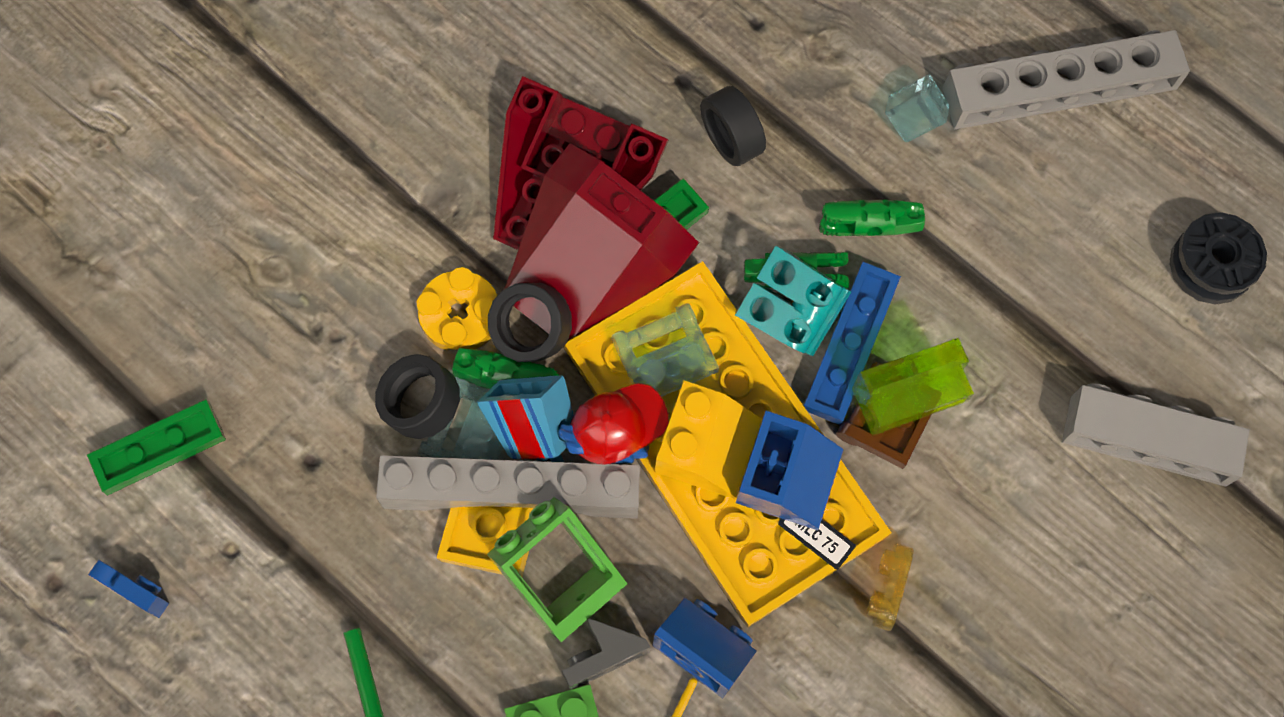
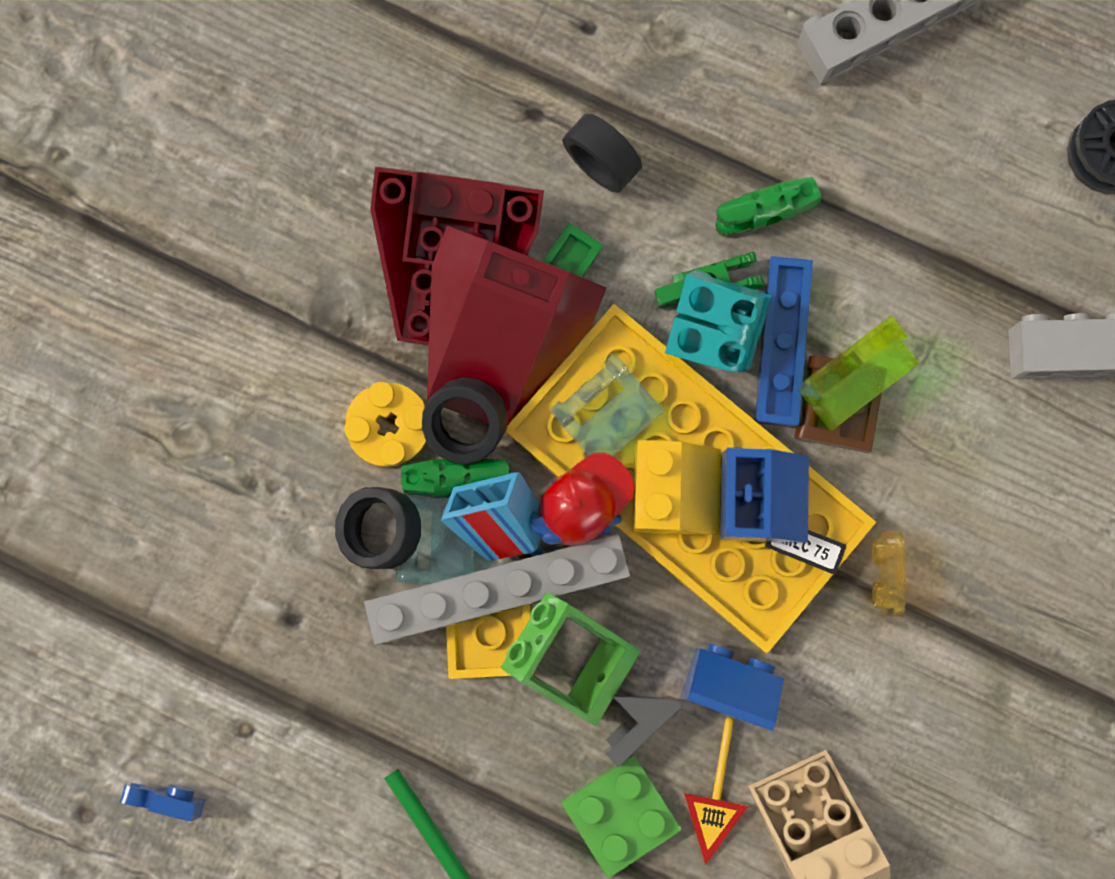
camera: 15 degrees left, 10 degrees up
(156, 447) = (138, 655): green plate -> none
(917, 108) = (779, 76): clear light blue panel -> none

